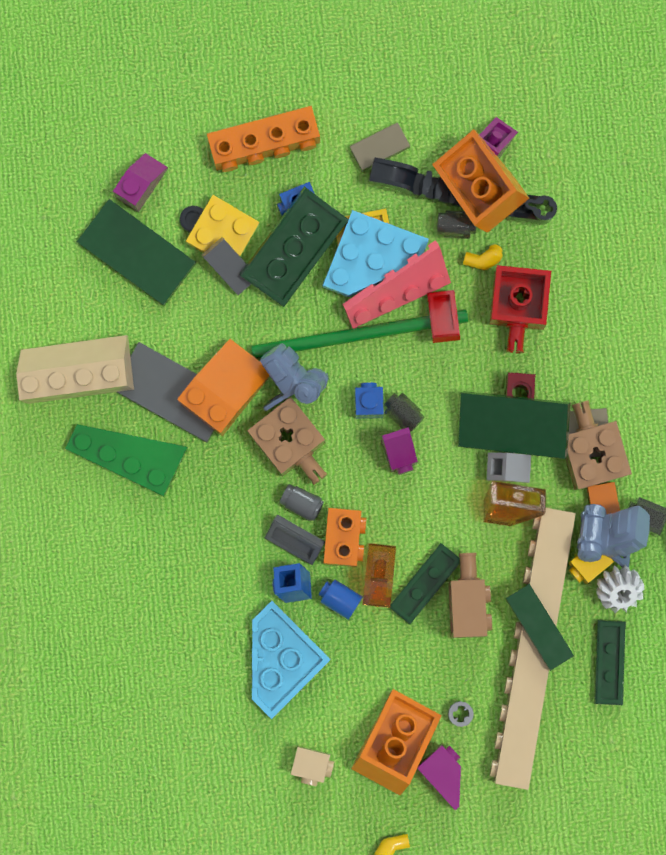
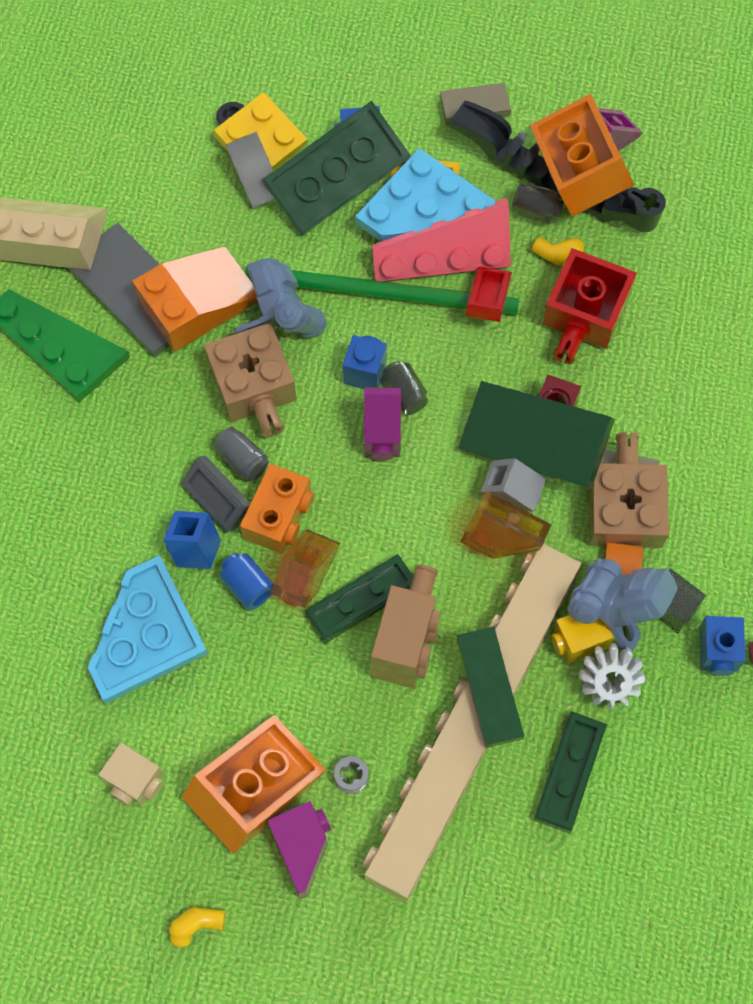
camera: 15 degrees right, 15 degrees down
(136, 252) = (154, 133): dark green tile -> none
(139, 182) = (184, 62): magenta slope -> none
(263, 139) = (344, 55): orange brick -> none

